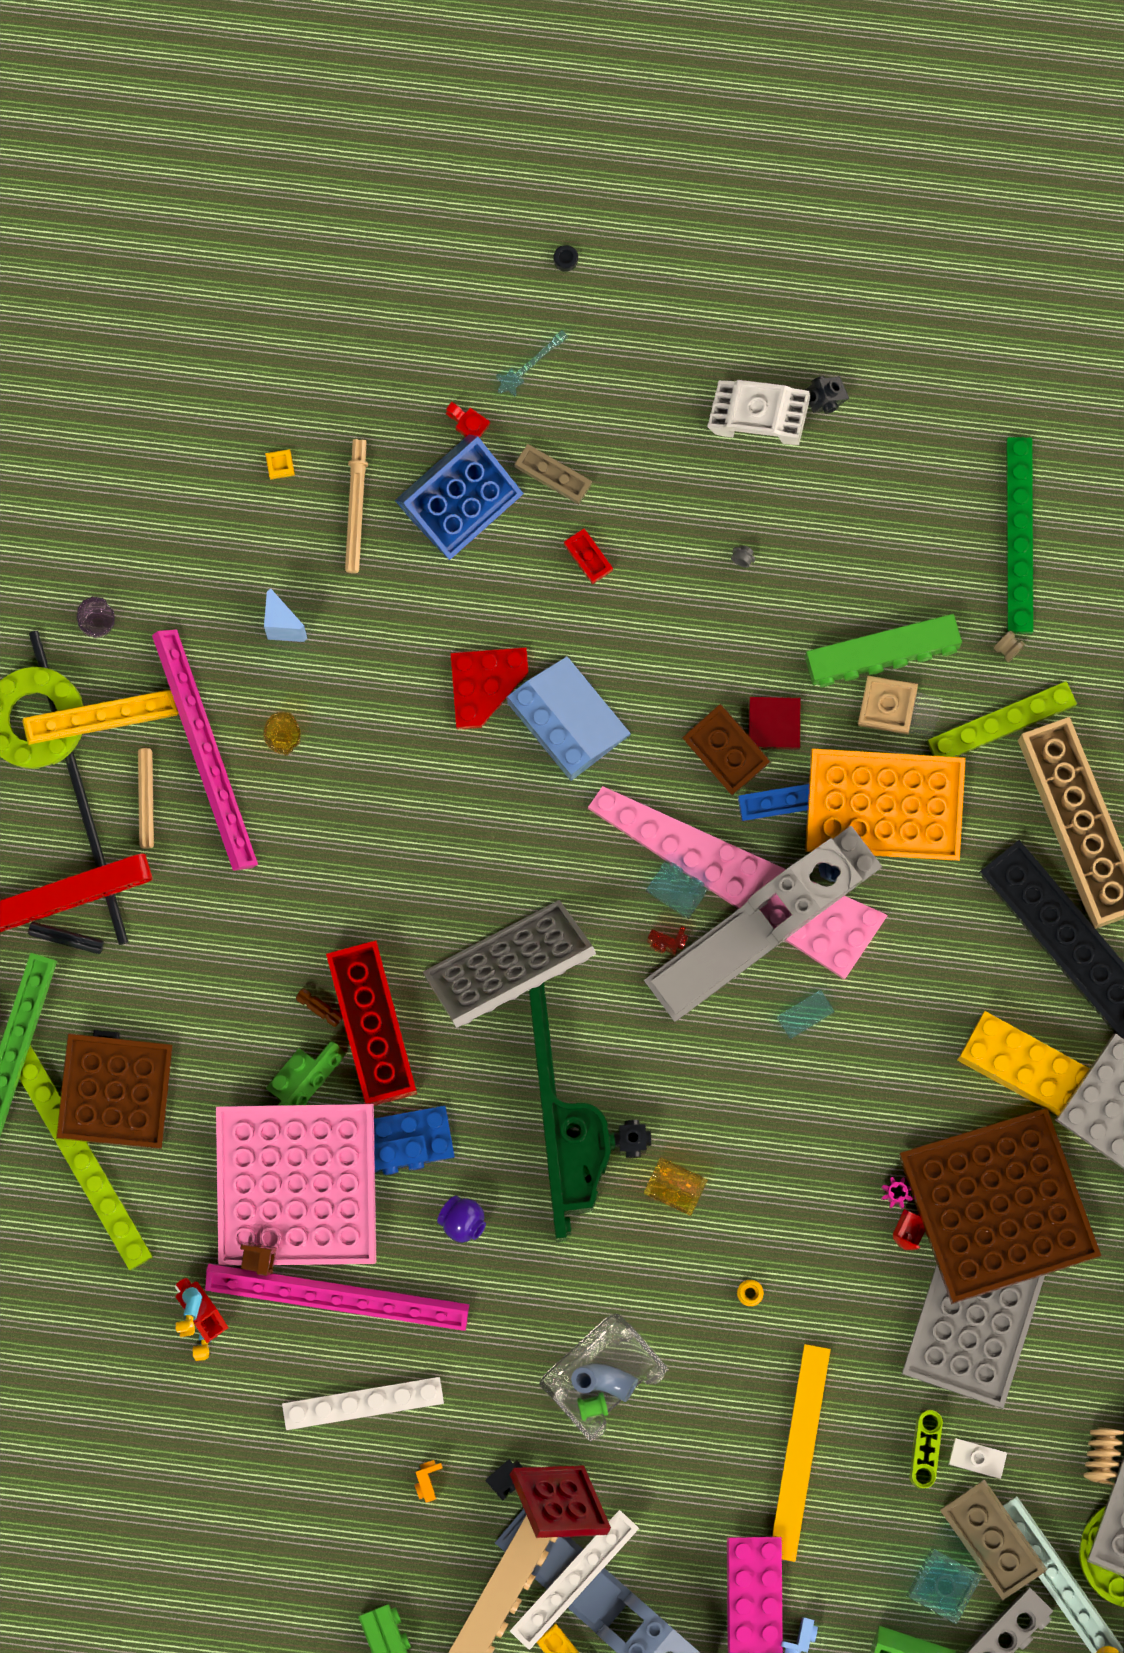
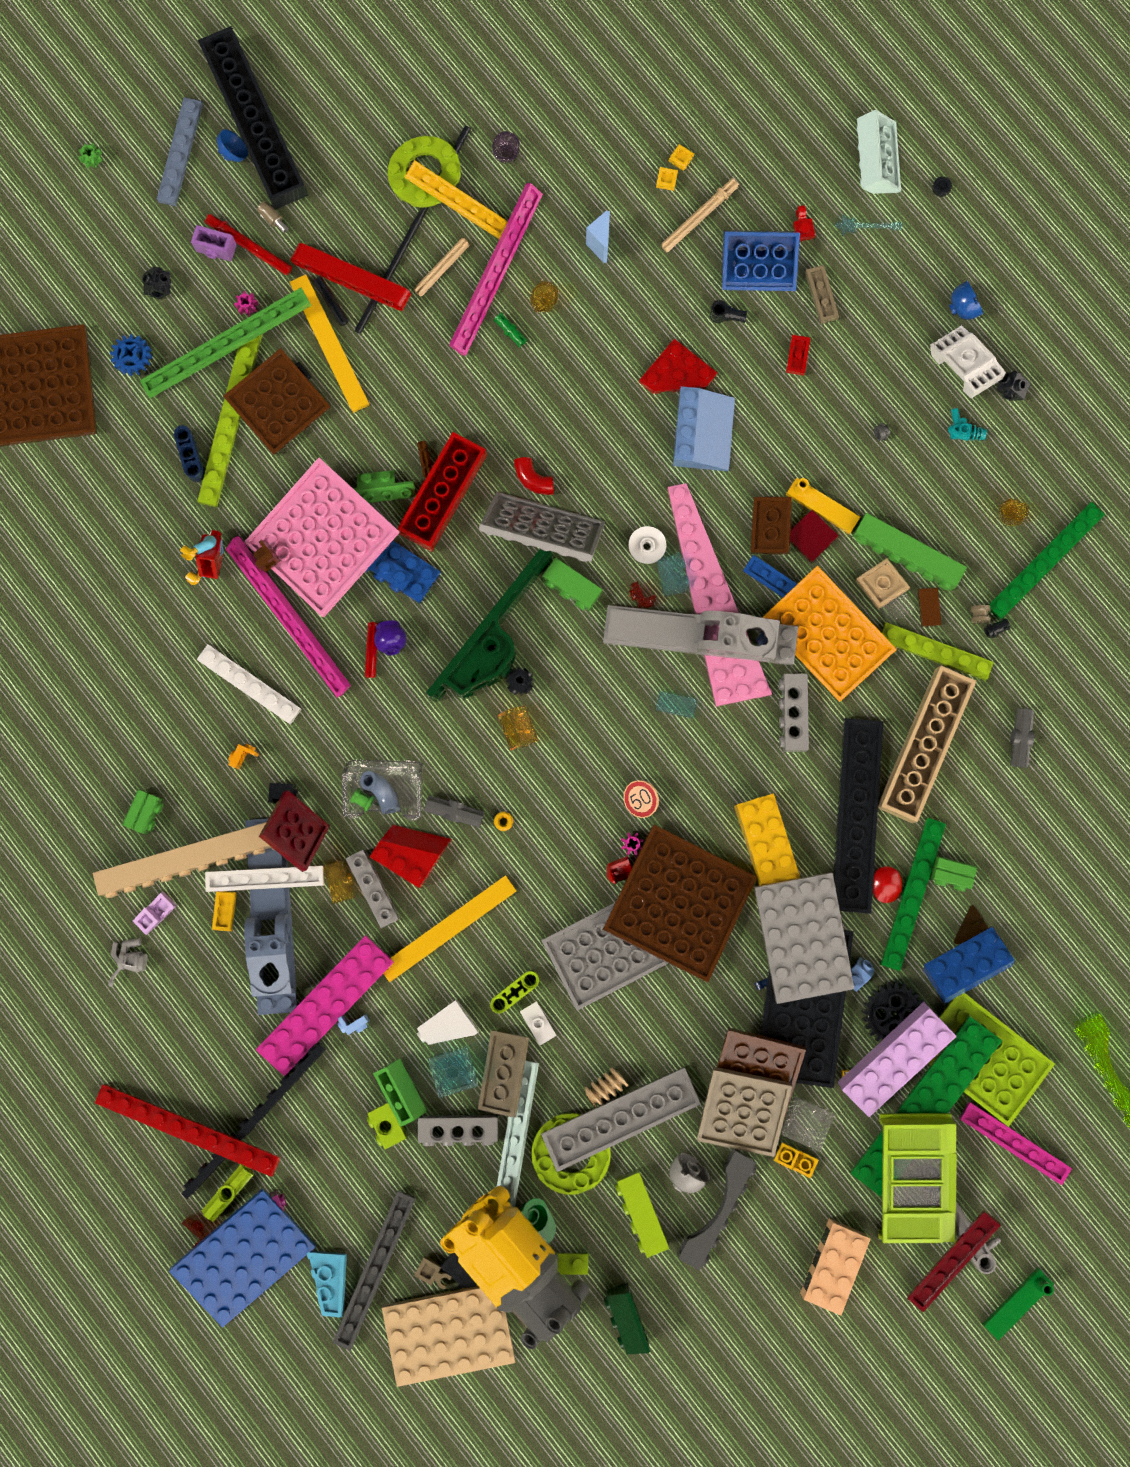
camera: 45 degrees right, 5 degrees up
(61, 1226) = (185, 446): none -> dark blue beam
(112, 983) = (331, 347): none -> yellow tile
(278, 796) = (510, 330): none -> green pin
(287, 499) = (666, 179): none -> yellow plate
(446, 927) = (532, 480): none -> red cylinder
(453, 1250) = (371, 651): none -> red axle
(473, 283) = (878, 153): none -> light aqua slope
(480, 578) = (728, 313): none -> black pin
(589, 994) = (571, 585): none -> bright green brick
(628, 871) = (649, 536): none -> white dish
(649, 1511) = (339, 882): none -> clear yellow brick
(689, 1485) = (373, 888): none -> light grey brick
(690, 1413) = (410, 853): none -> red wedge
(693, 1330) = (454, 811): none -> dark grey piece
(701, 354) = (965, 302): none -> blue cylinder
(756, 682) = (822, 505): none -> yellow piece
(819, 481) = (964, 431): none -> teal piece
(862, 1140) = (641, 798): none -> piece
(892, 1547) = (447, 1025): none -> white slope
(942, 916) = (799, 683): none -> light grey brick
(945, 517) = (1013, 512): none -> clear yellow hair
(954, 685) = (929, 607): none -> reddish brown tile
(1035, 651) = (992, 630): none -> black pin

